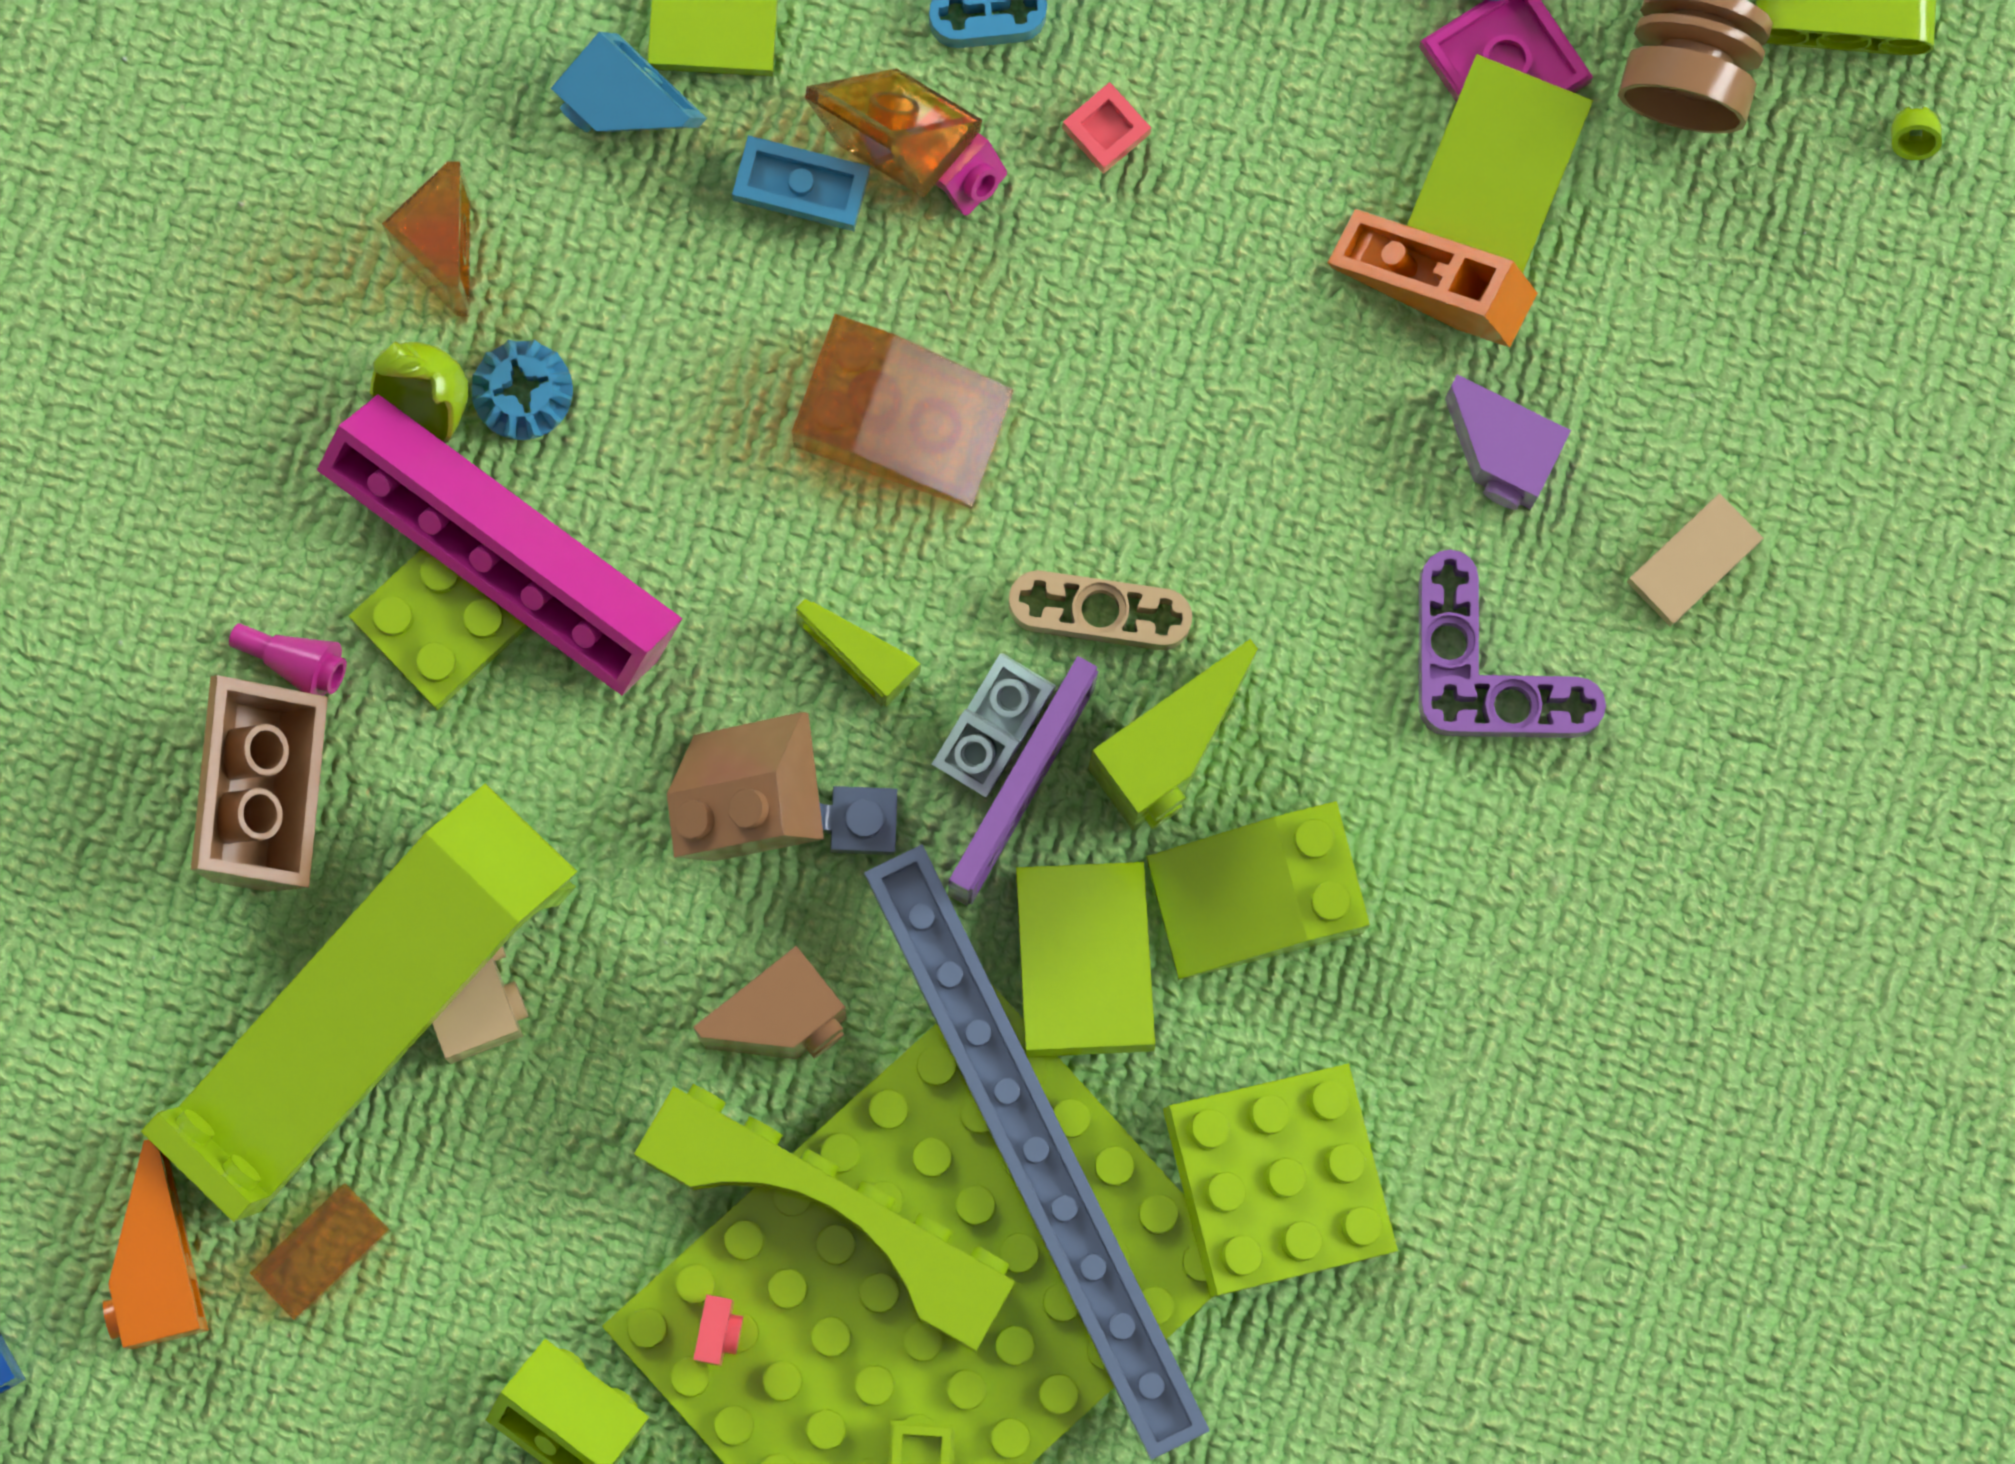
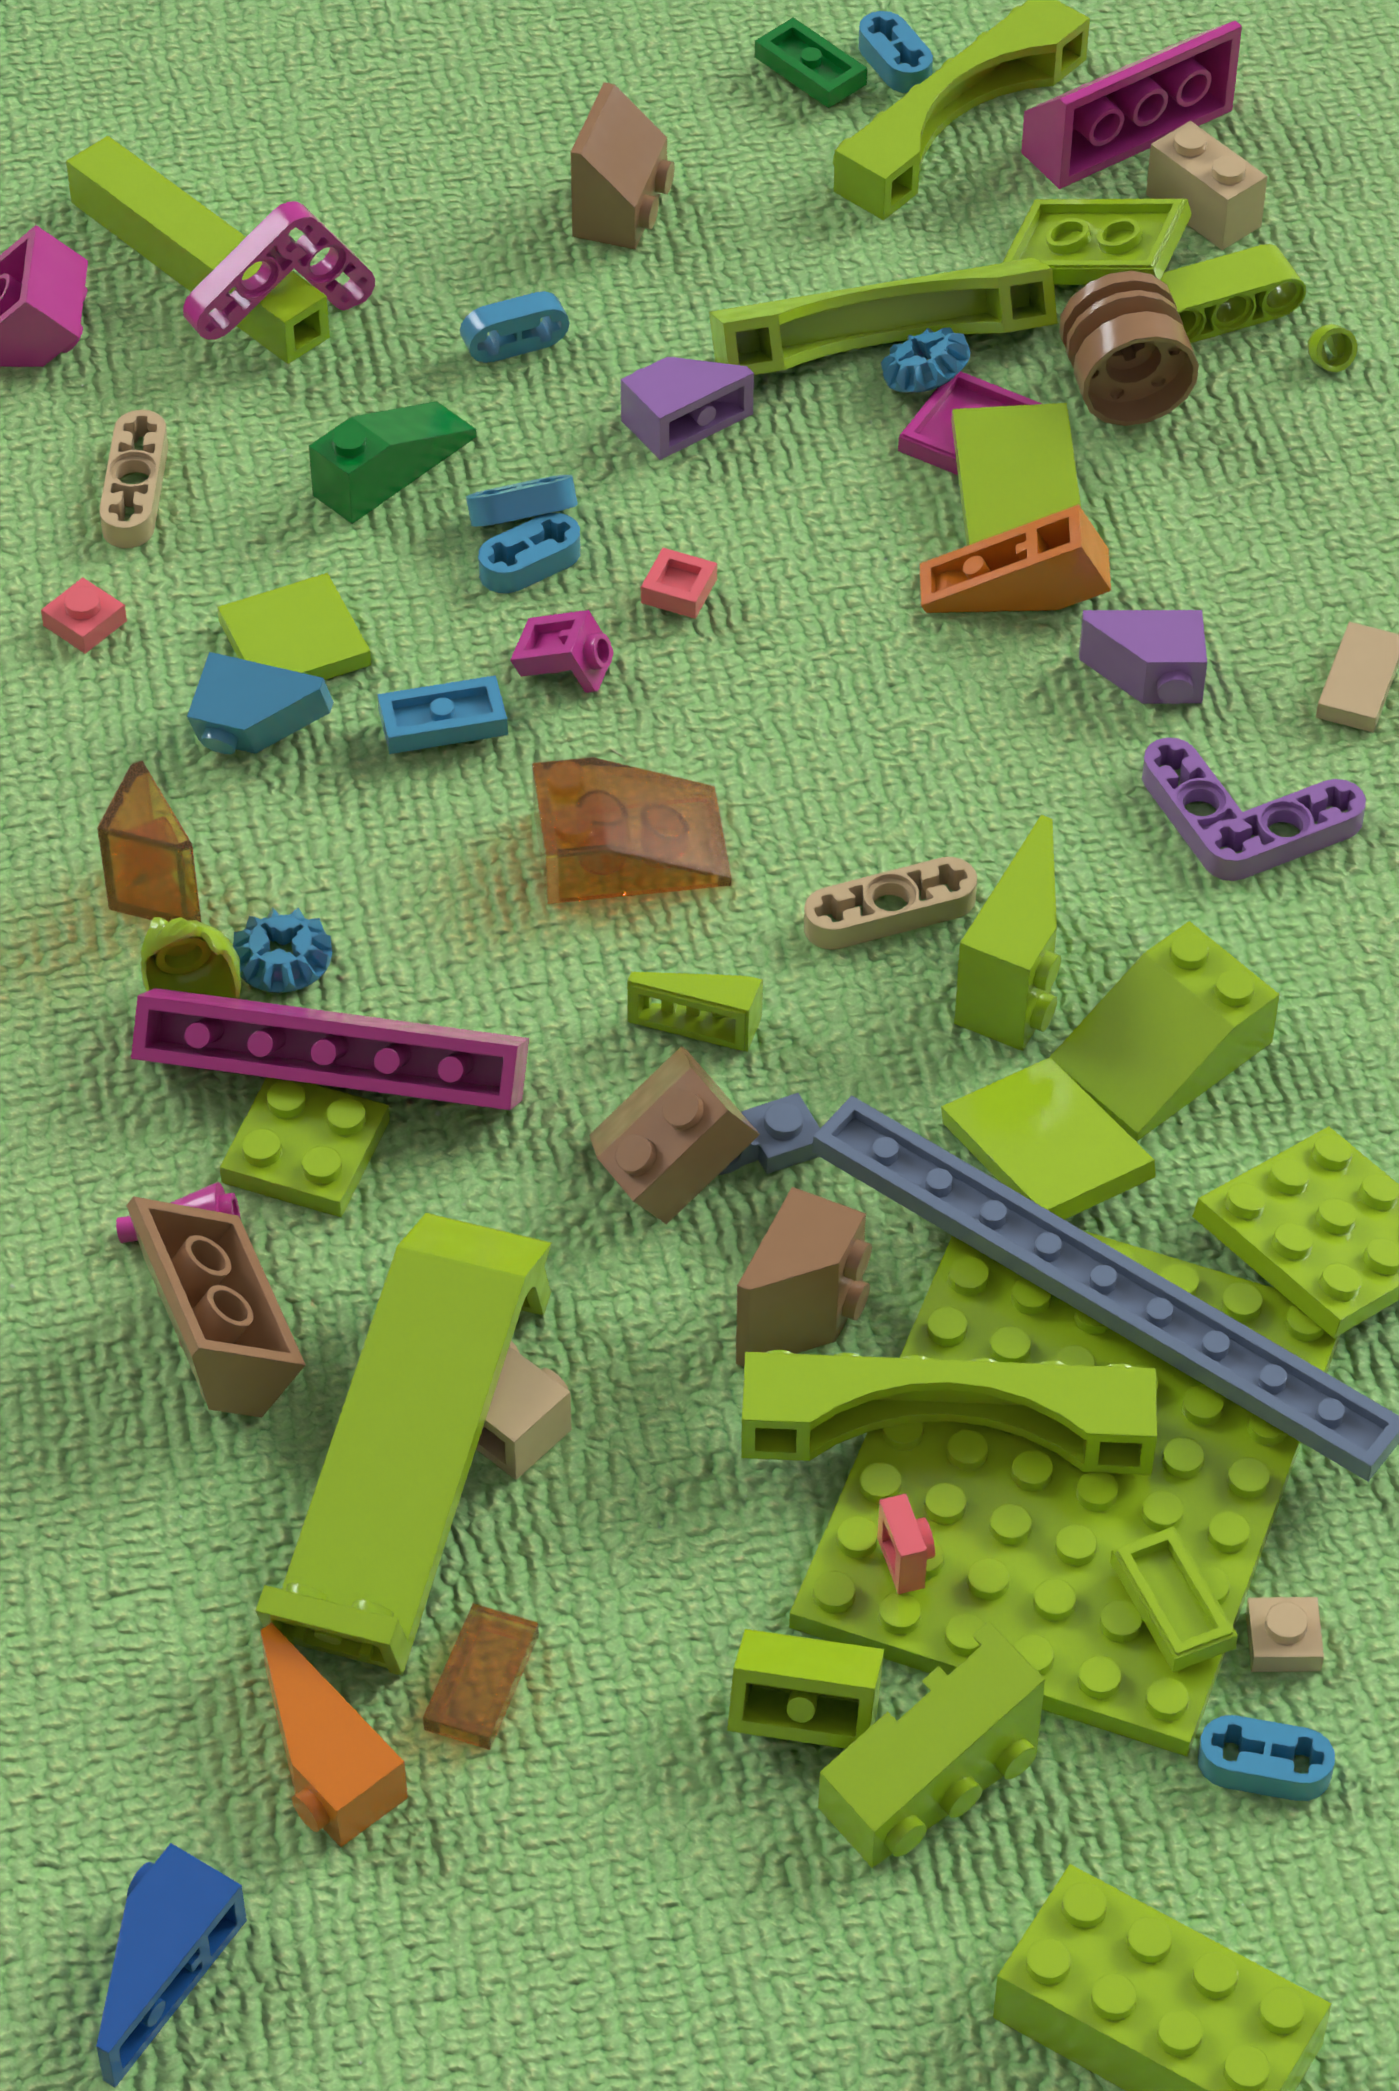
camera: 20 degrees left, 30 degrees down
(895, 125) = (499, 637): clear orange slope -> none
(993, 725) = (852, 1015): light aqua slope -> none
(1023, 782) = (910, 1007): medium lavender tile -> none

